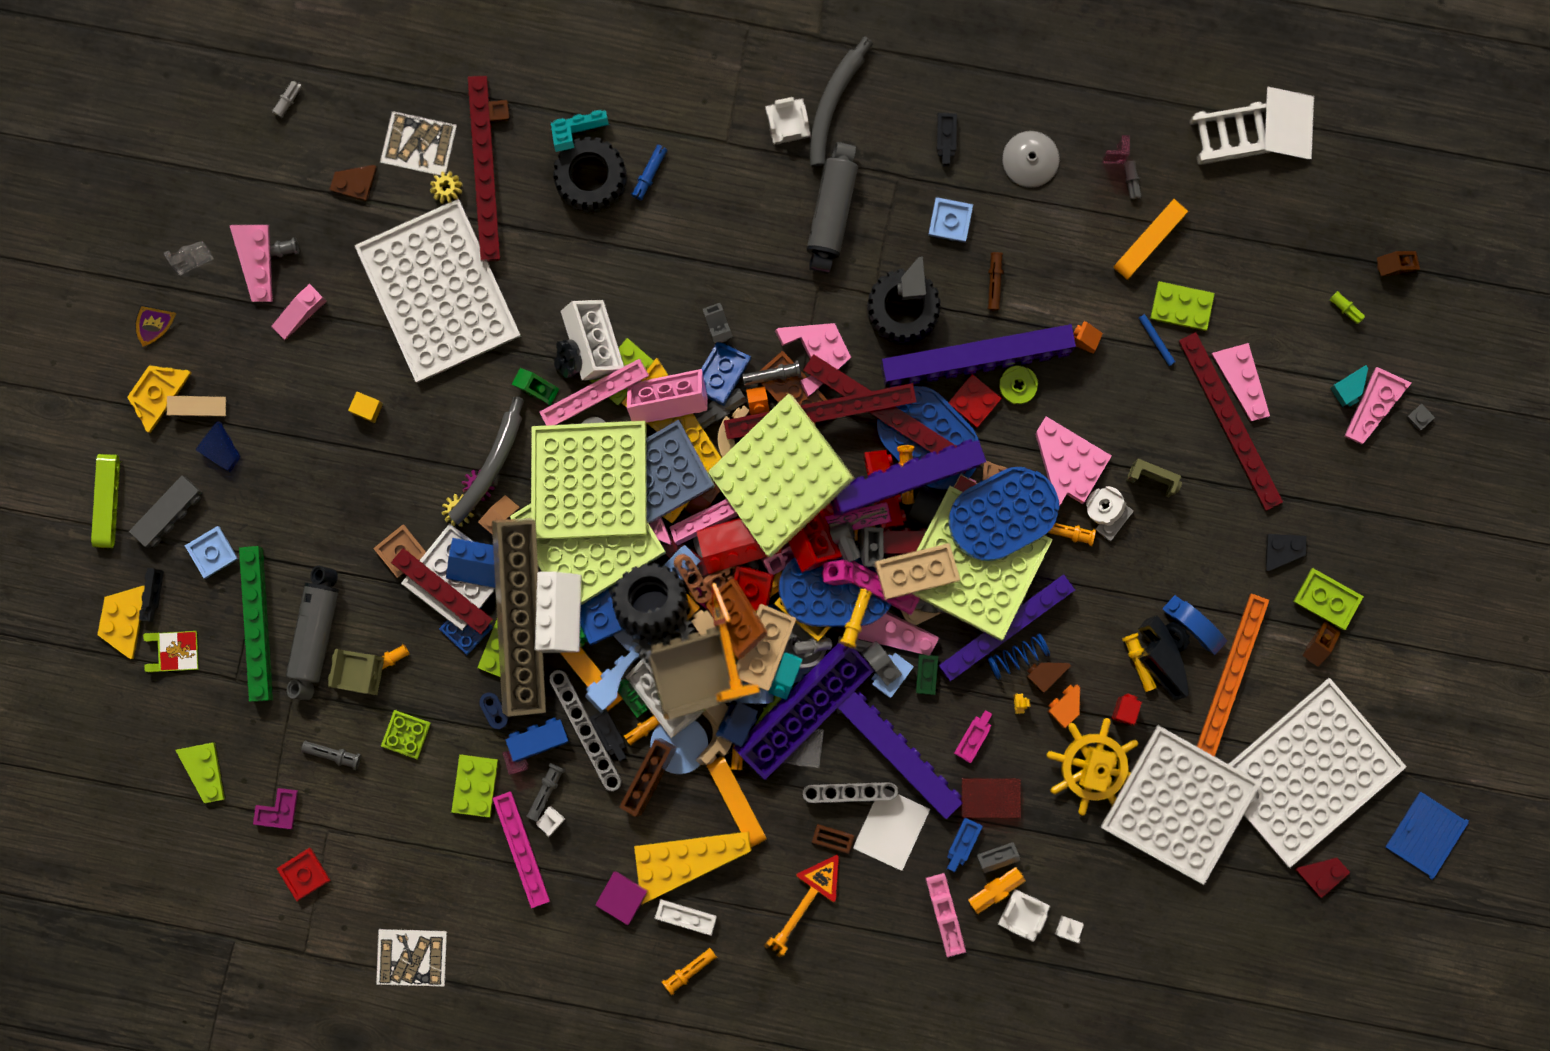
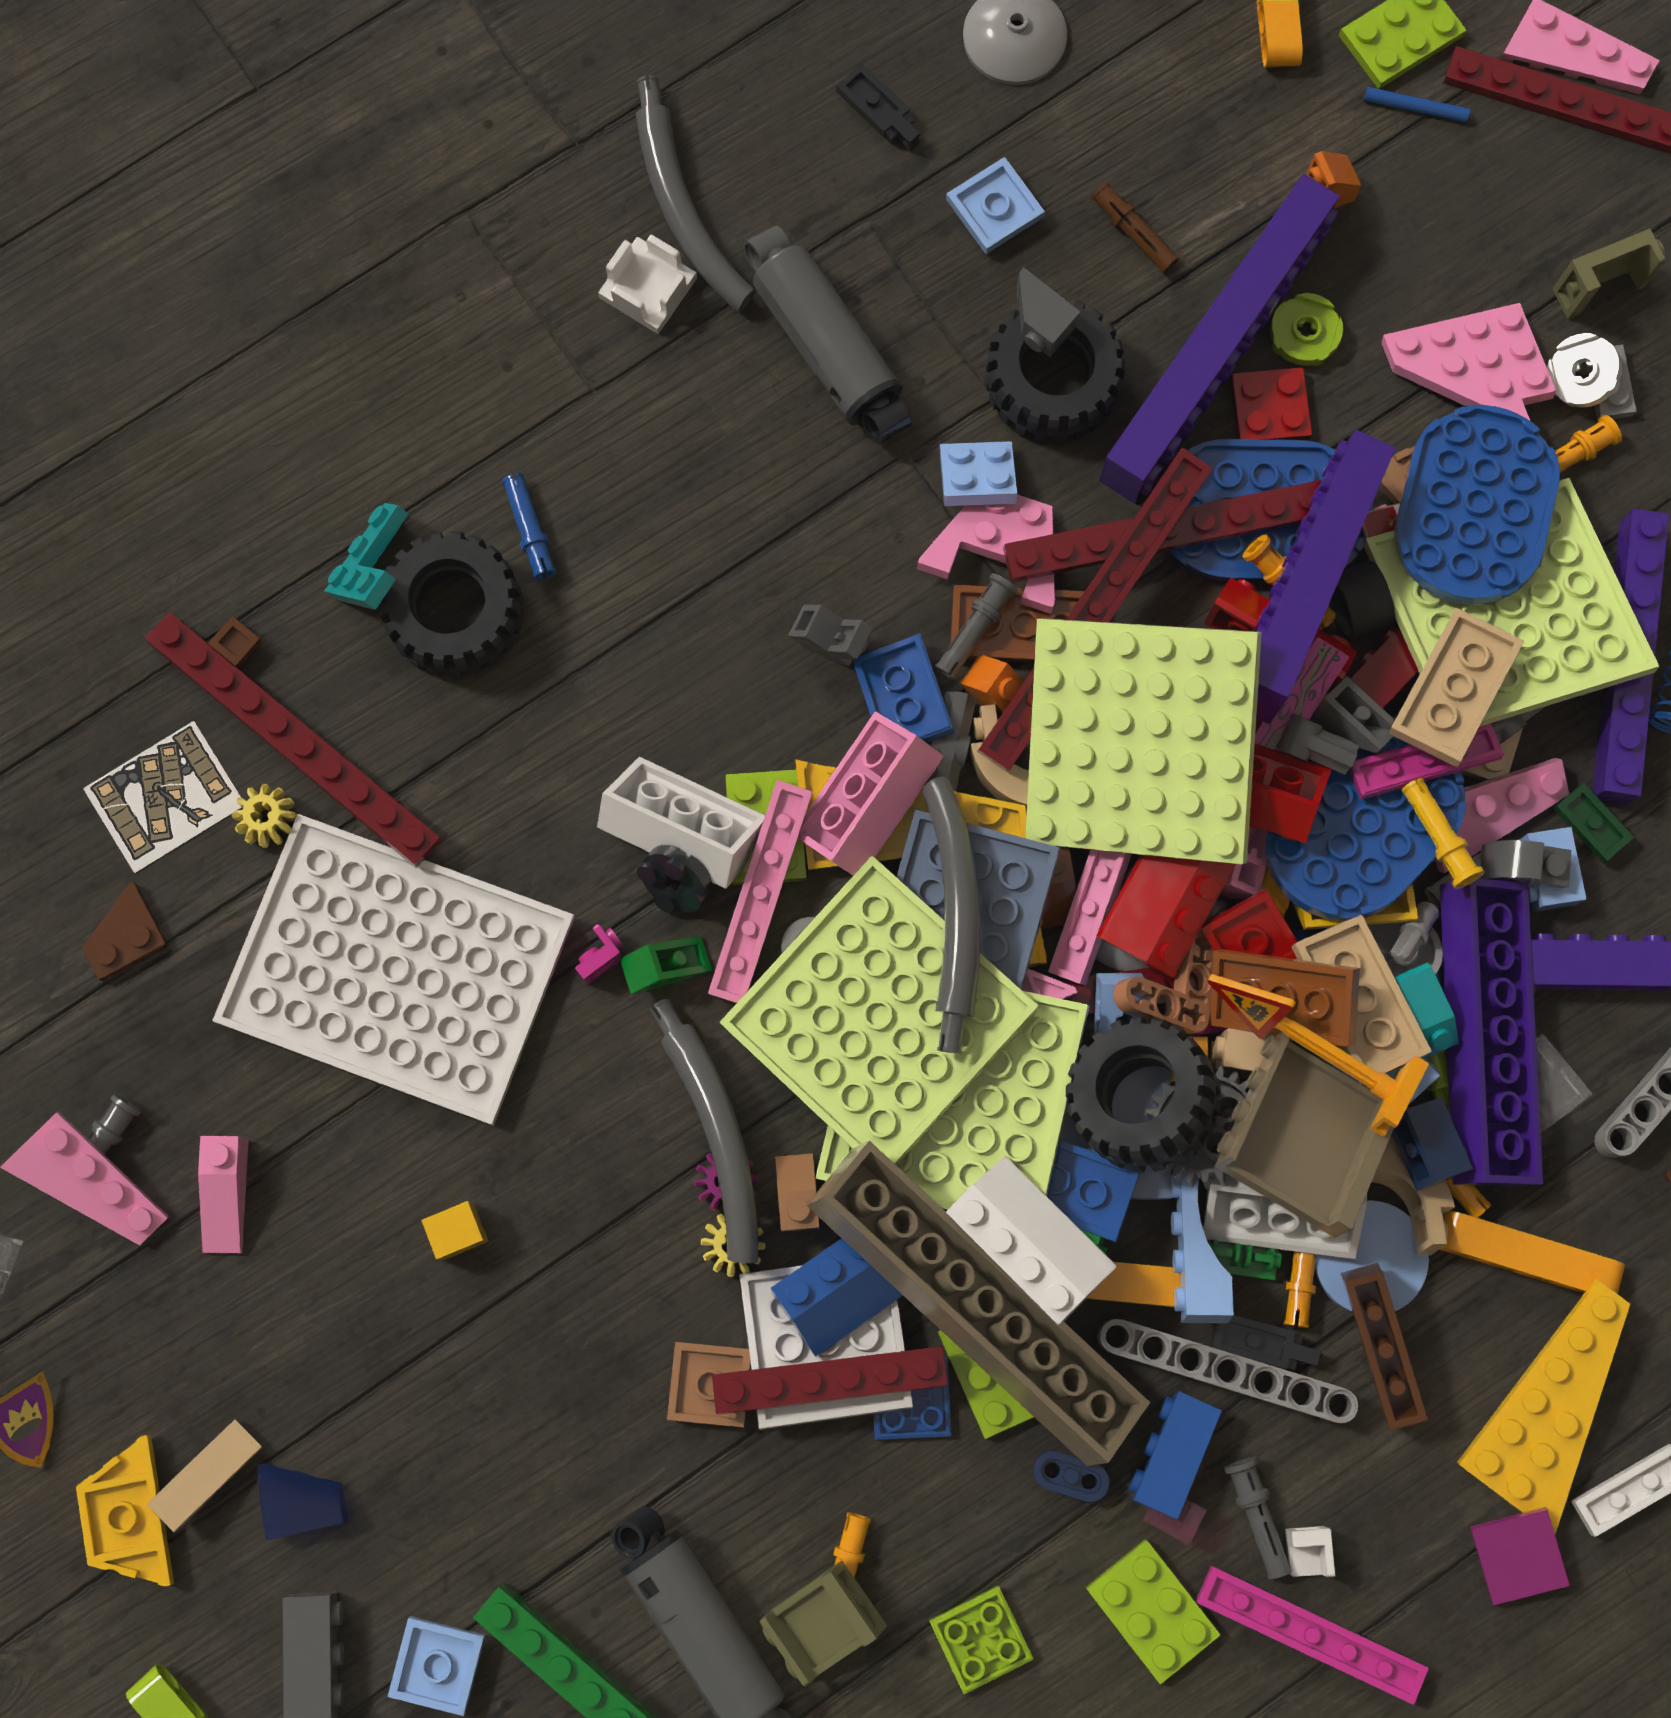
camera: 50 degrees left, 5 degrees down
(512, 360) = (597, 961): none -> dark pink bracket
(652, 472) = (962, 914): none -> dark grey animal
(835, 317) = (978, 473): none -> light blue plate
(845, 572) = (1366, 786): dark pink brick -> none

